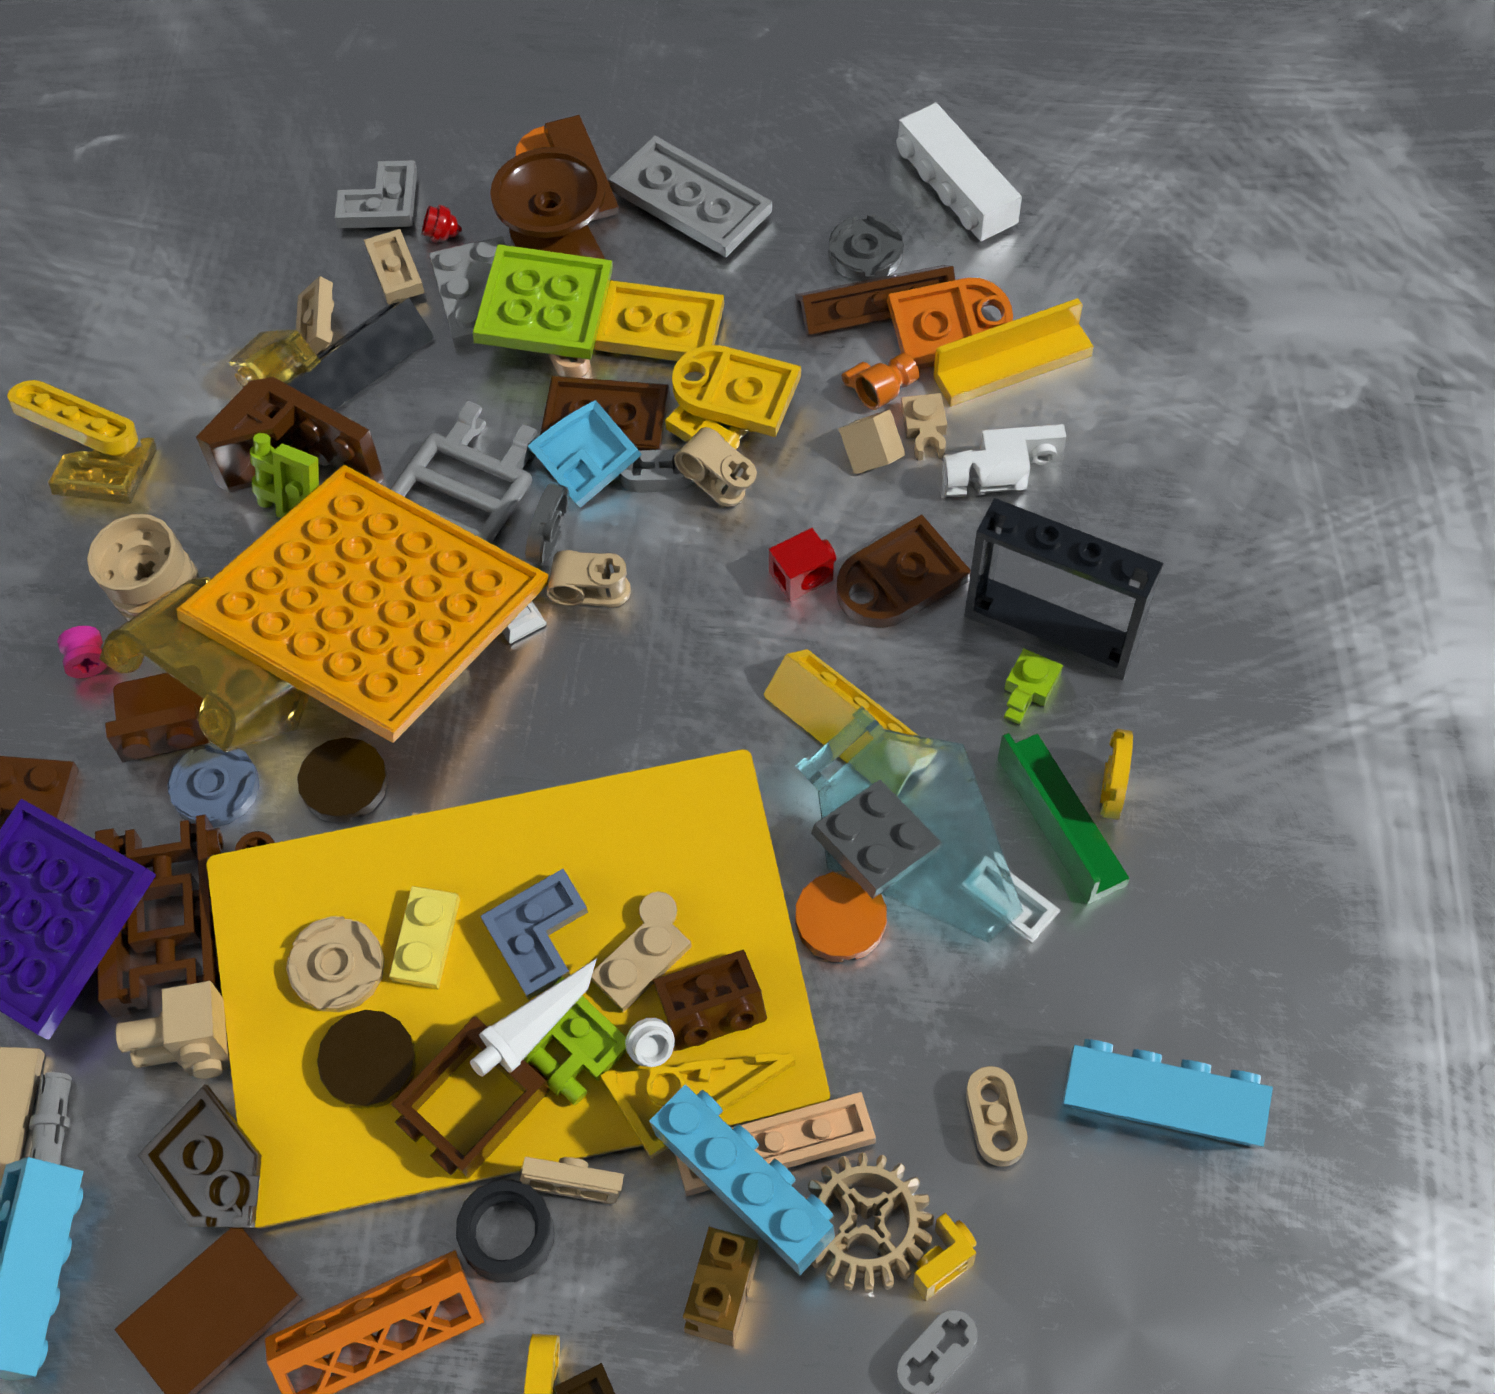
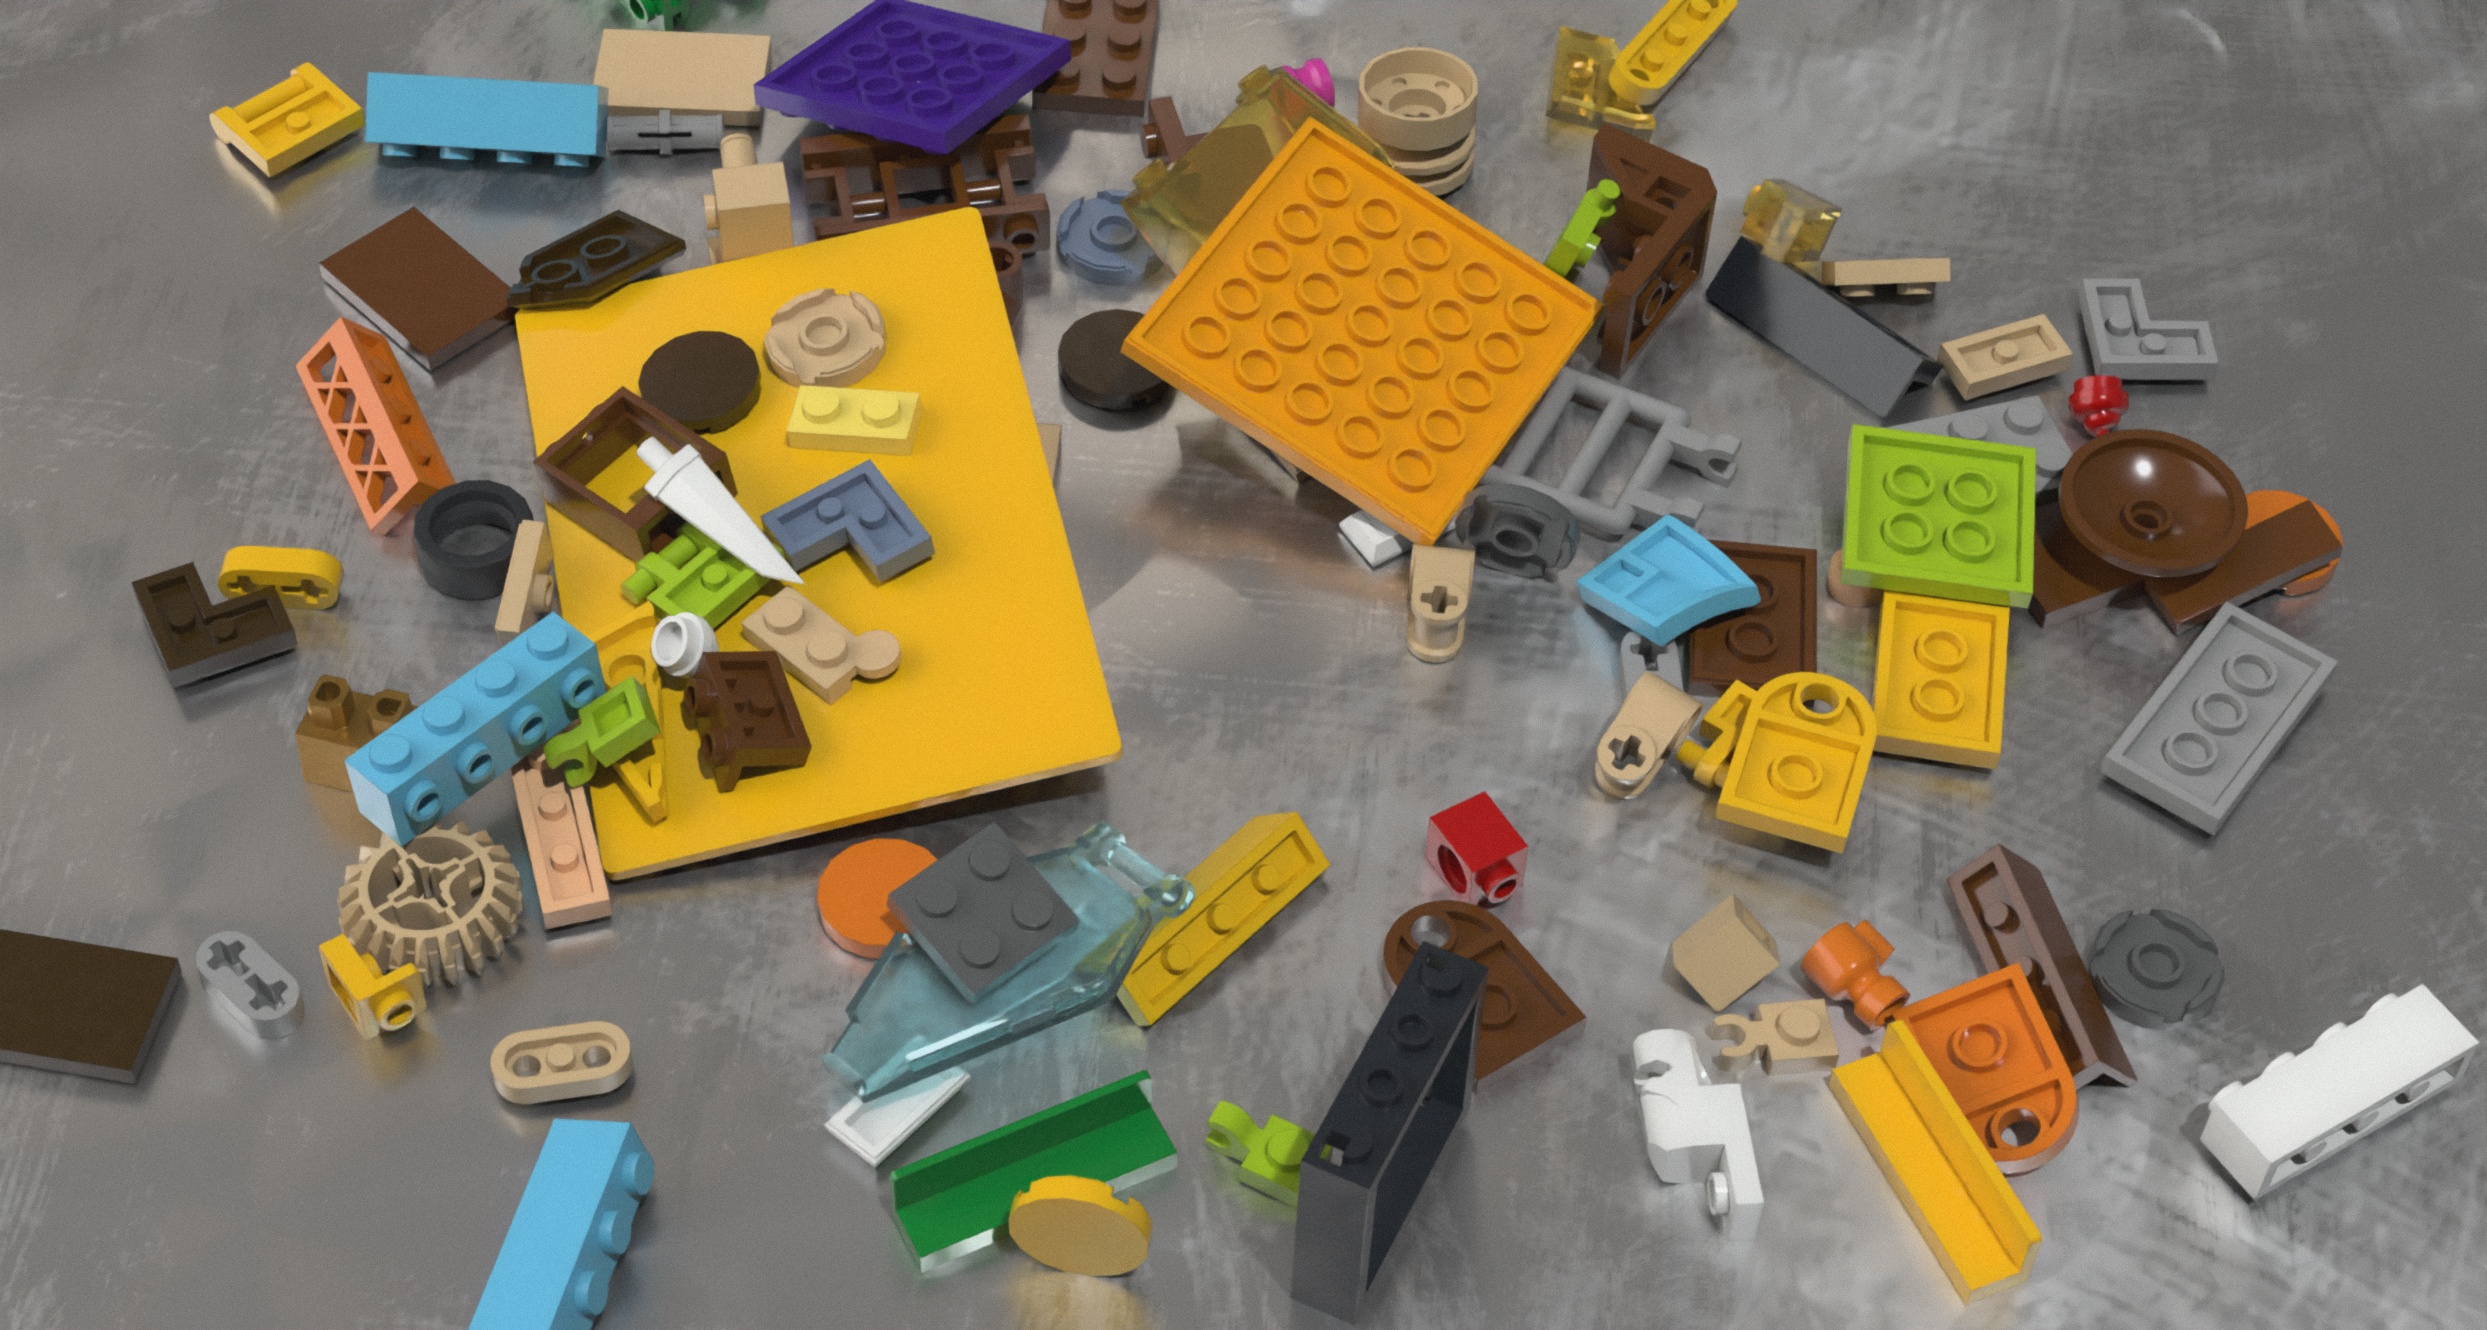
camera: 85 degrees right, 10 degrees down
(734, 1084) = (609, 730): none -> lime plate

